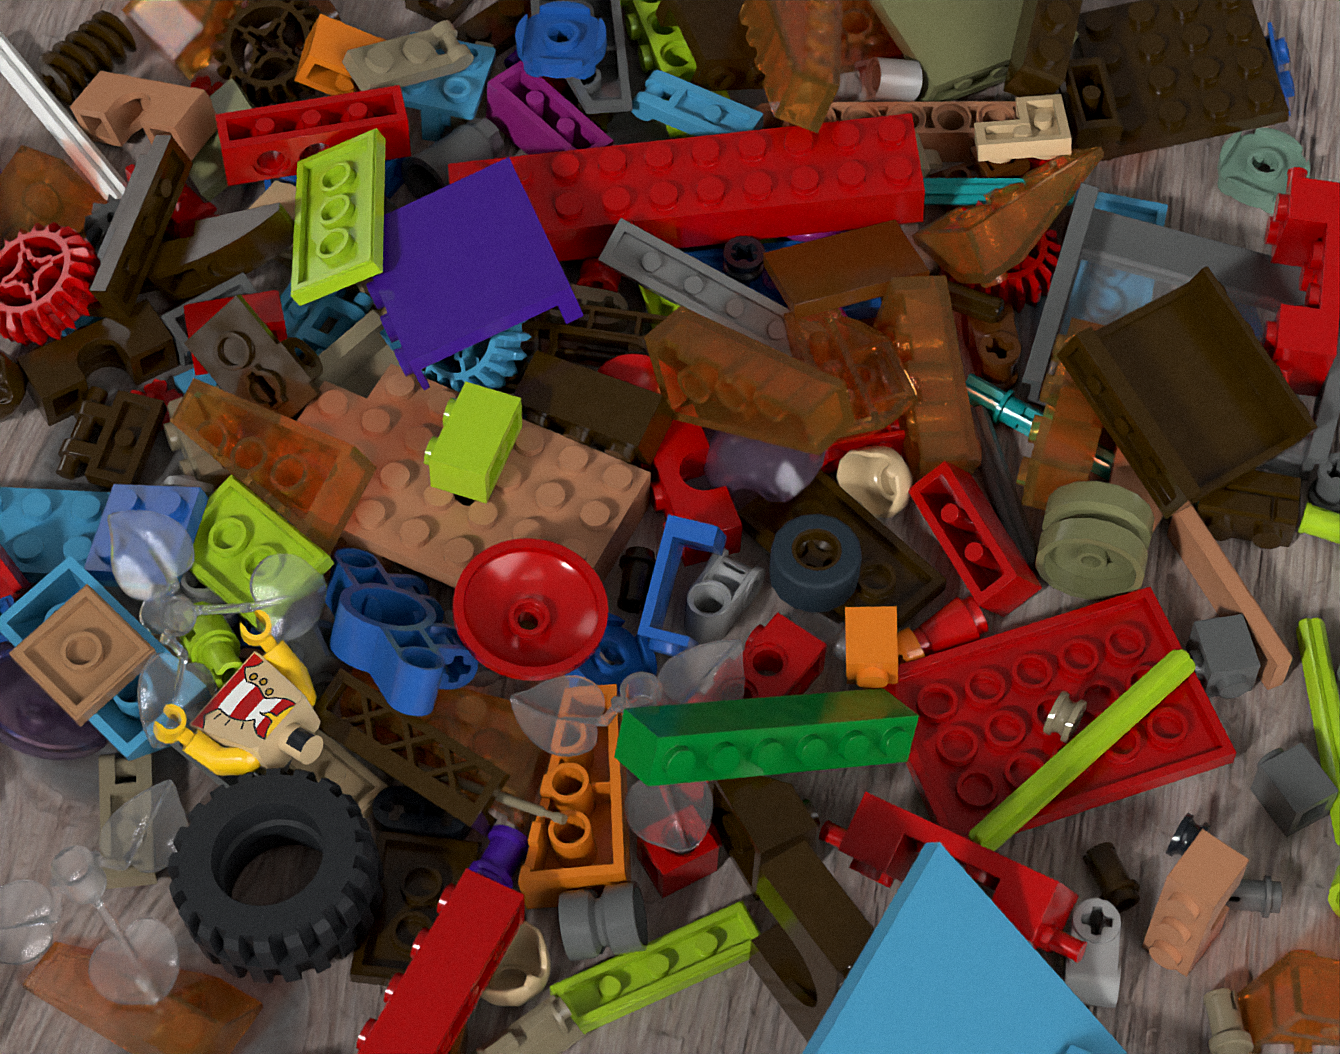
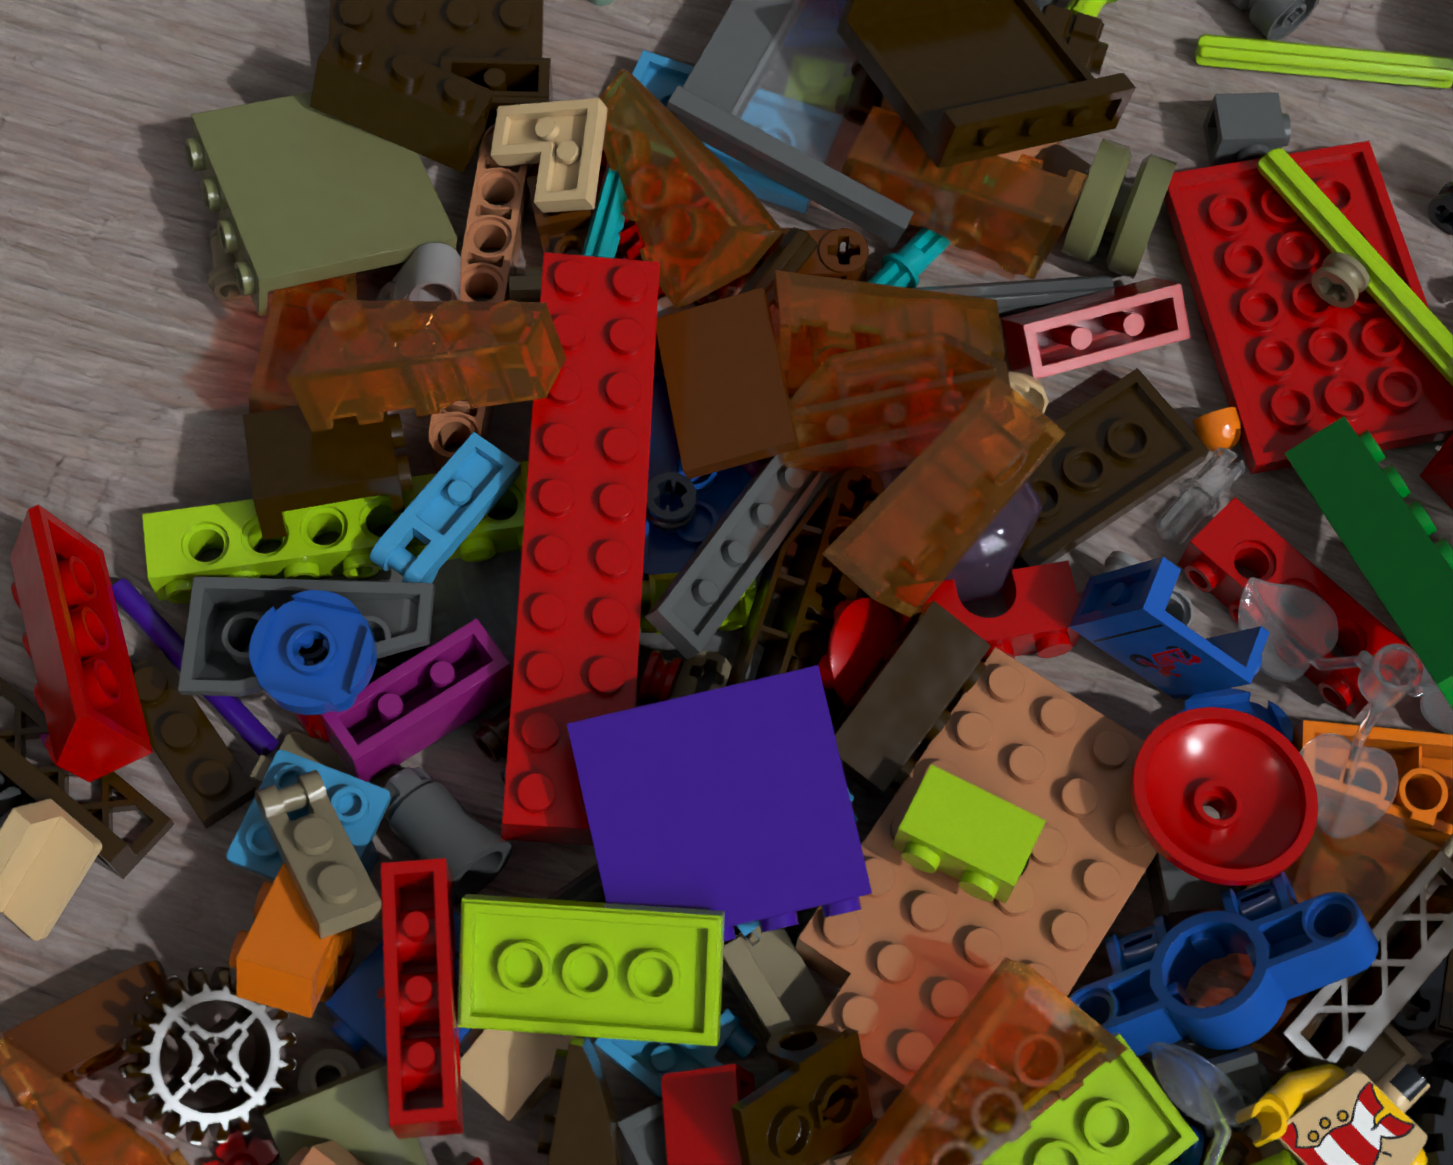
camera: 85 degrees left, 10 degrees up
(637, 573) = (1108, 695): dark brown pin -> none
(815, 563) = (1140, 470): black wheel -> none
(871, 646) = (1247, 449): orange brick -> none
(952, 626) = (1192, 376): red cone -> none
(1228, 592) = (1177, 106): nougat tile -> none
(1293, 788) = (1402, 104): dark grey brick -> none

